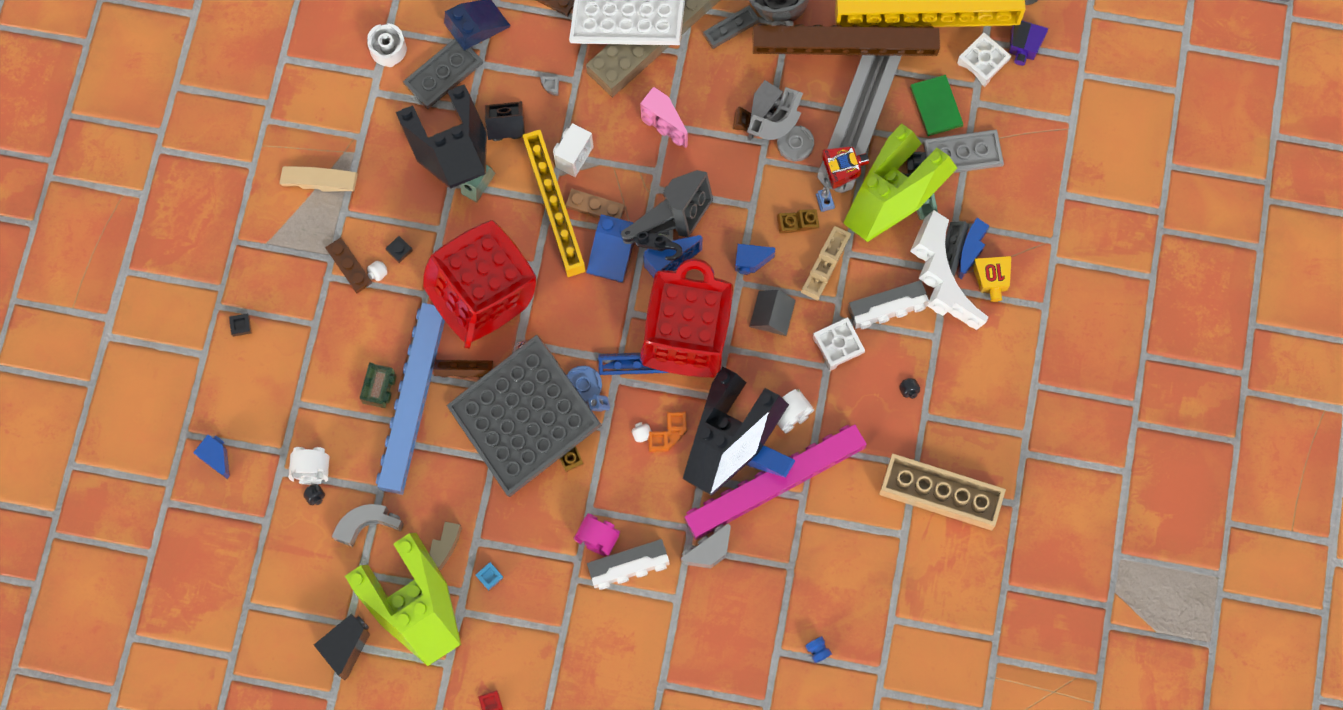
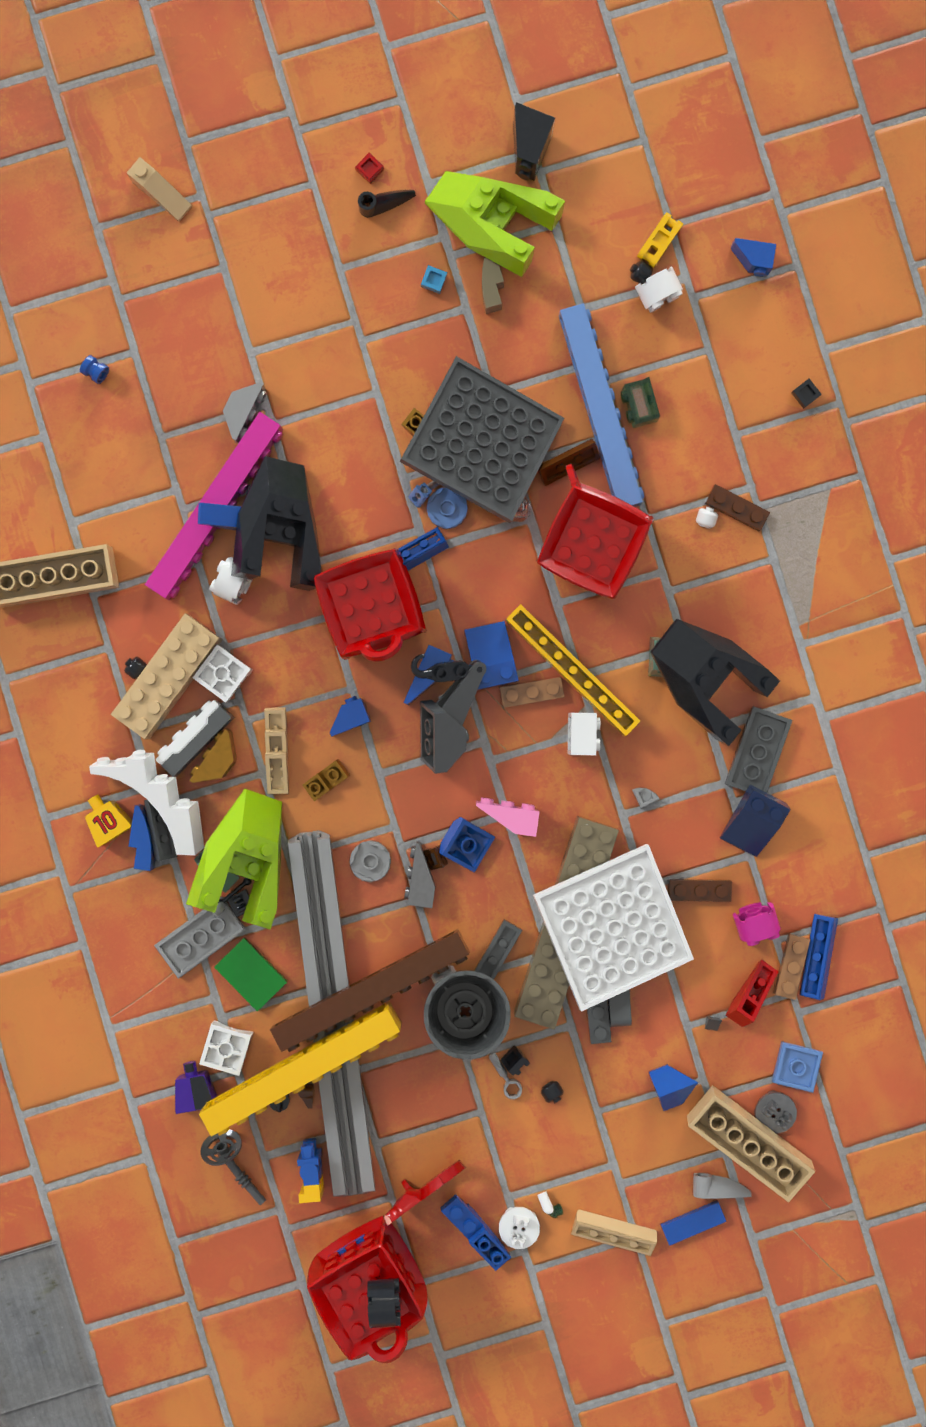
camera: 150 degrees right, 15 degrees up
(283, 511) = (660, 239): none -> yellow plate
(318, 178) = (817, 576): tan slope -> none
(362, 516) = (571, 281): light grey arch -> none
(386, 44) = (842, 747): white brick -> none
(399, 249) = (698, 549): black plate -> none
(493, 667) = (383, 201): none -> black piece
(504, 121) = (668, 733): black slope -> none
(597, 535) = (352, 364): dark pink brick -> none
(628, 564) = (311, 356): piece -> none
(641, 432) = (366, 492): white piece -> none
(665, 440) = (340, 494): orange tile -> none
(712, 116) = (465, 844): none -> blue slope
(772, 312) = (303, 673): dark grey slope -> none
(781, 121) = (394, 873): light grey arch -> none
(823, 196) = (314, 818): medium blue piece -> none
(843, 165) = (305, 854): torso -> none
(880, 277) = (217, 760): none -> pearl gold slope
(886, 363) = (166, 677): none -> tan brick

